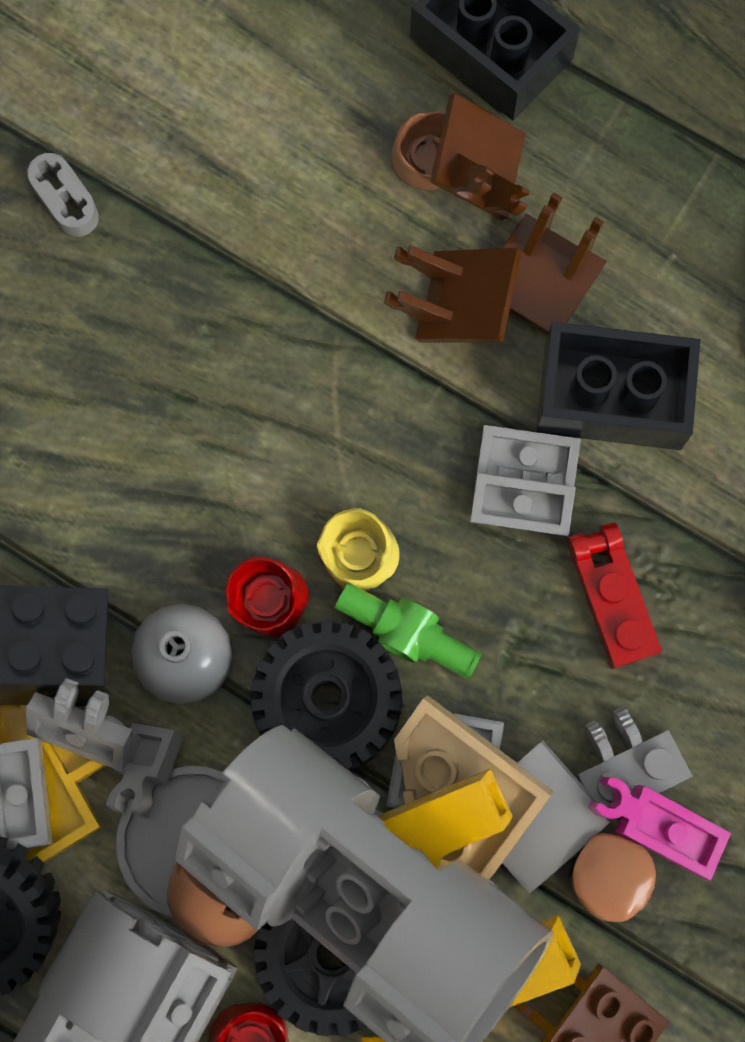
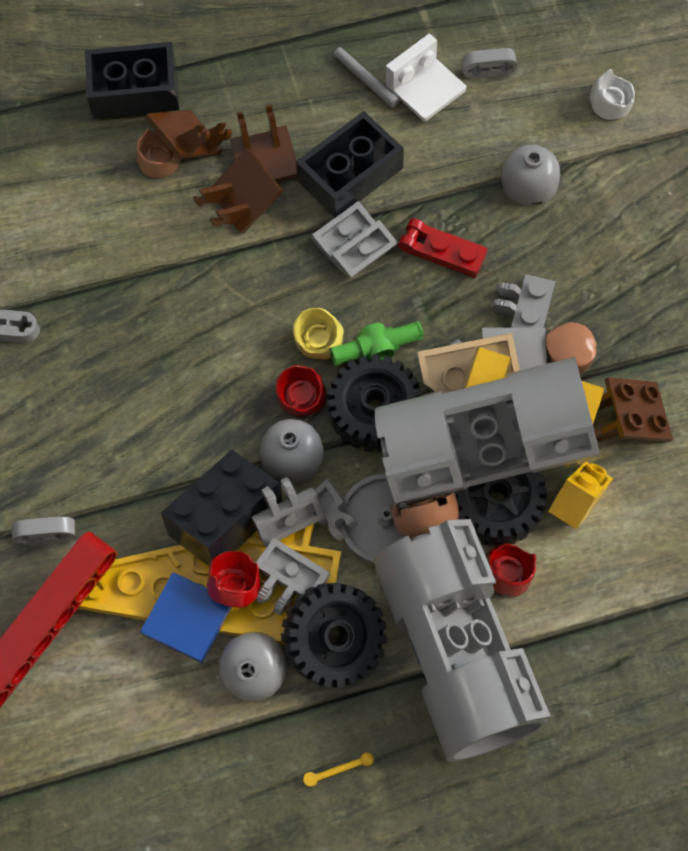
camera: 45 degrees left, 10 degrees down
(664, 827) = (570, 306): dark pink plate -> none

